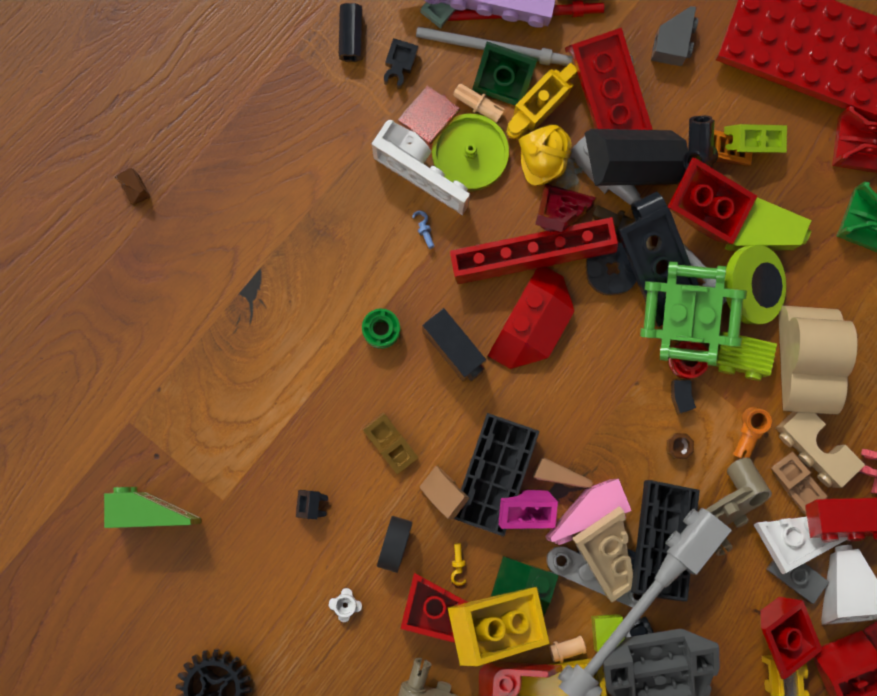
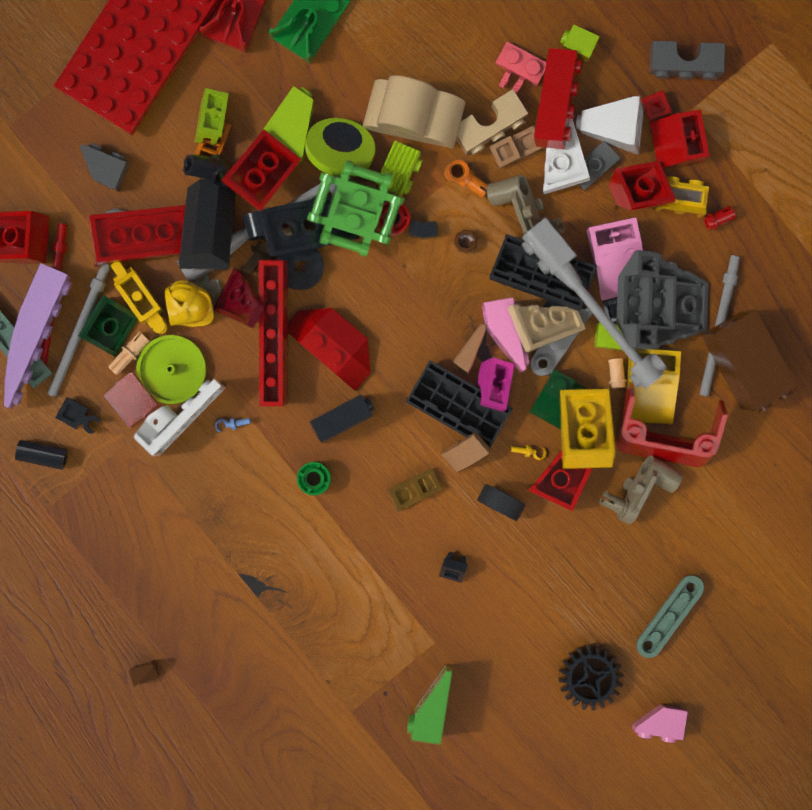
camera: 75 degrees left, 5 degrees up
(337, 605) = (537, 553): white plate -> none
(707, 613) = (610, 251): none -> bright pink slope

